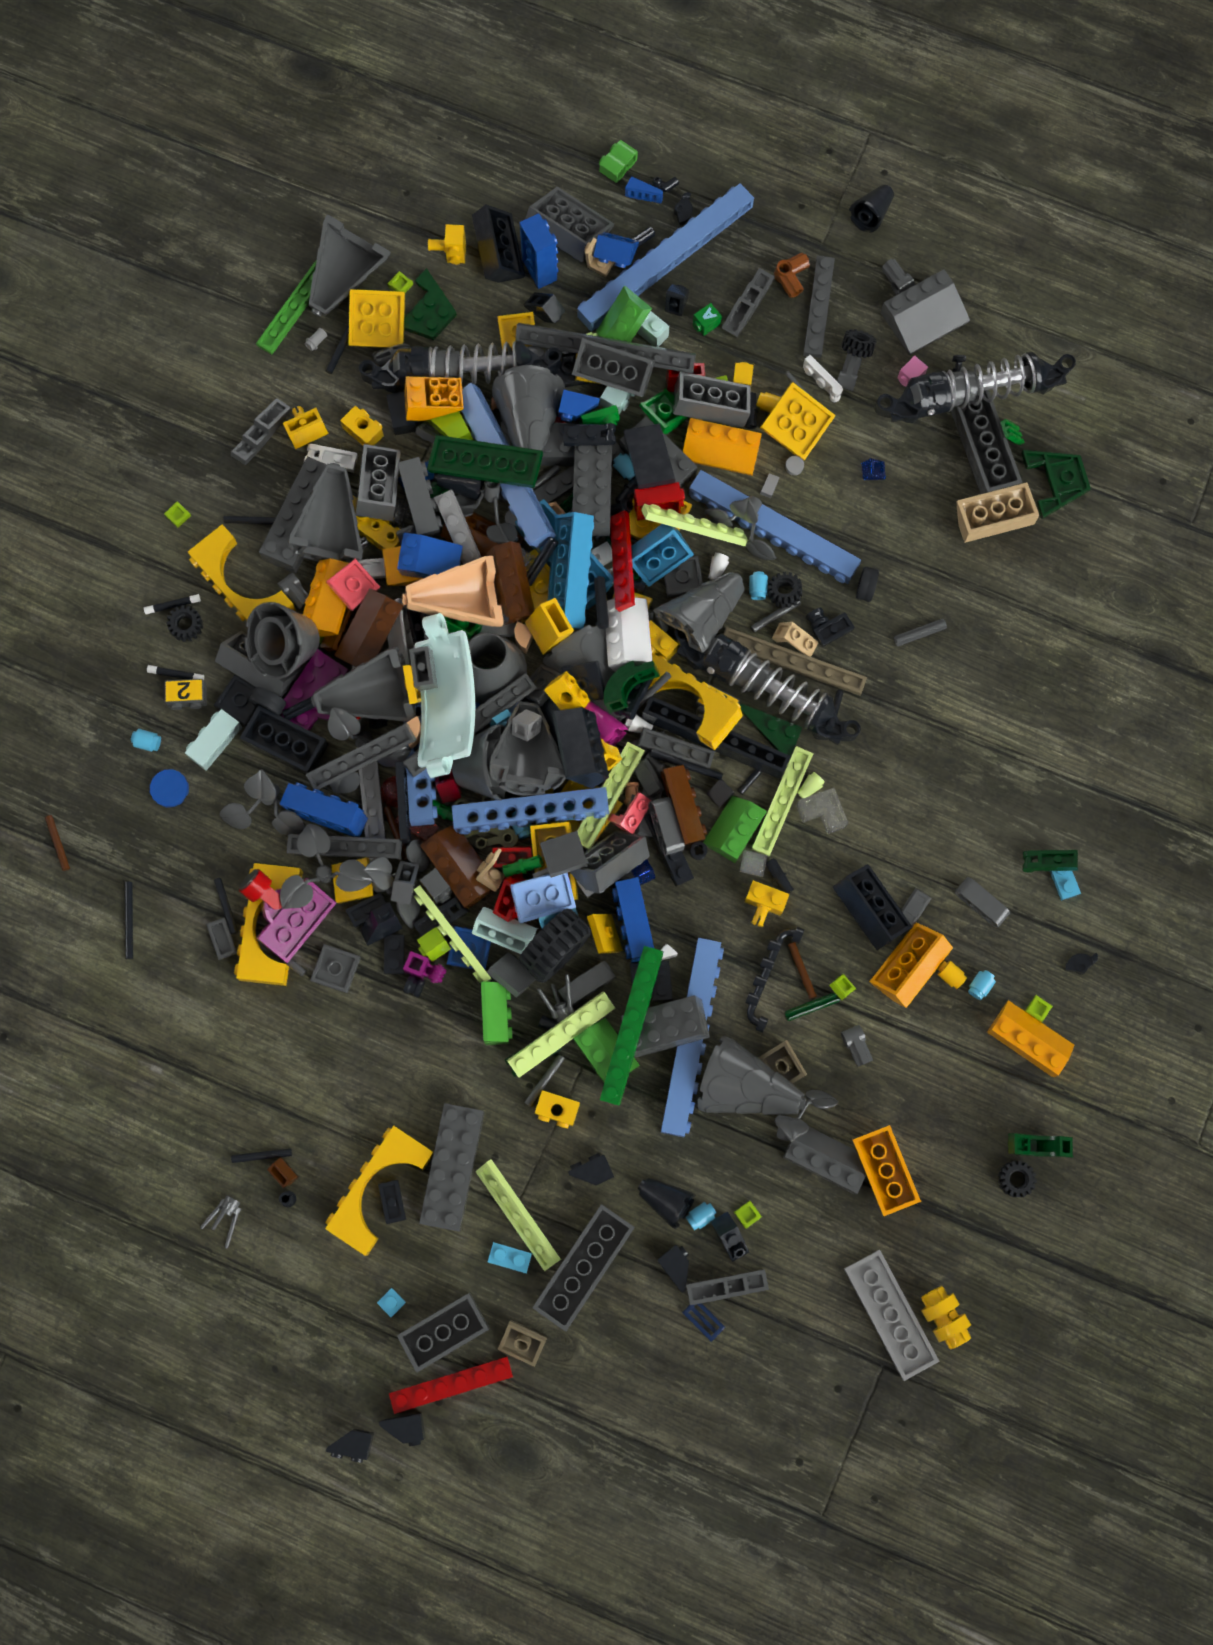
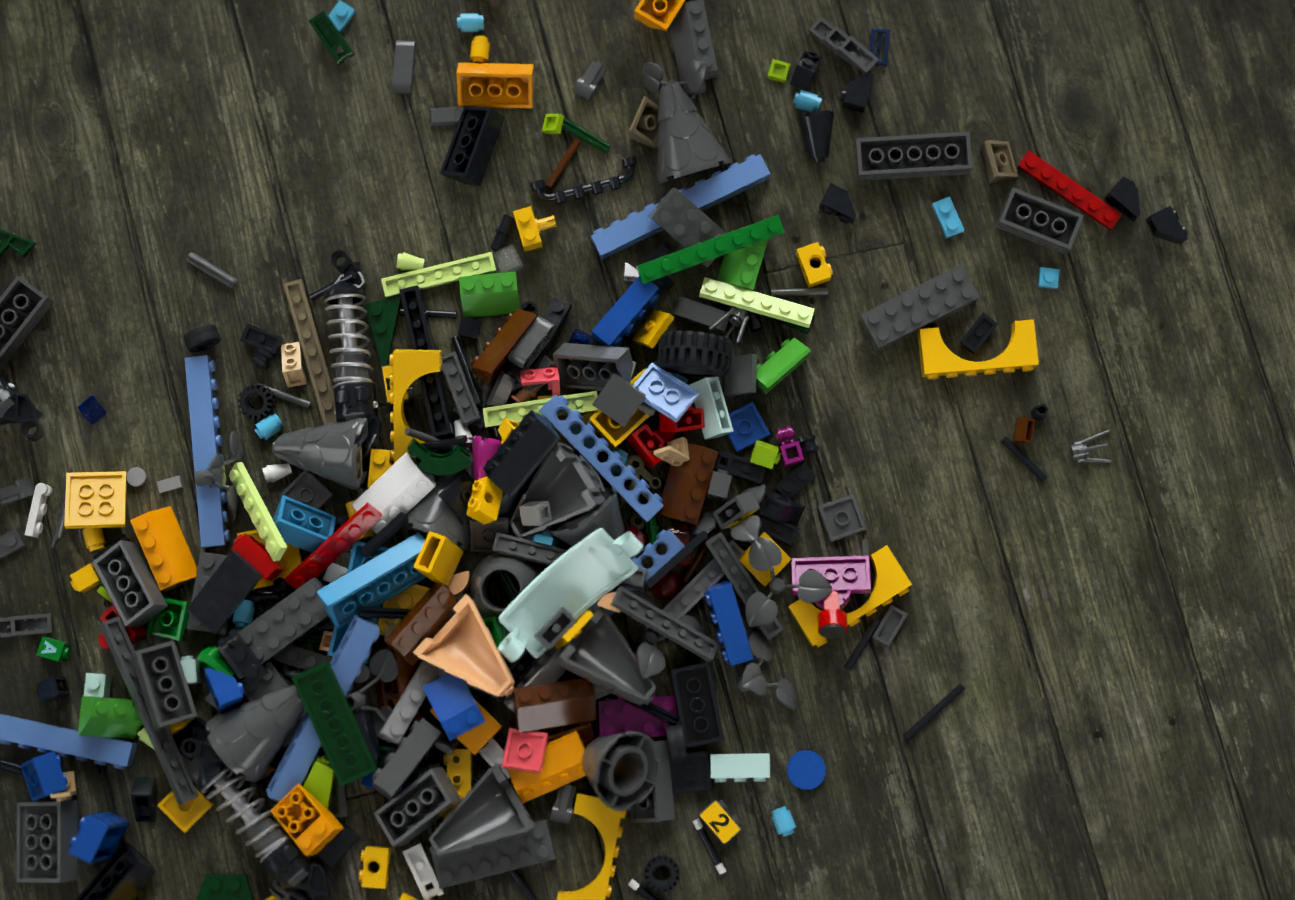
camera: 125 degrees left, 5 degrees up
(57, 843) = (920, 823): reddish brown bar -> none
(446, 929) = (750, 435): yellowish green plate -> none
(518, 1215) = (913, 234): yellowish green plate -> none
(522, 866) = (652, 428): green pin -> none
(823, 805) = (418, 235): clear brick -> none
(996, 512) = (58, 280): tan slope -> none

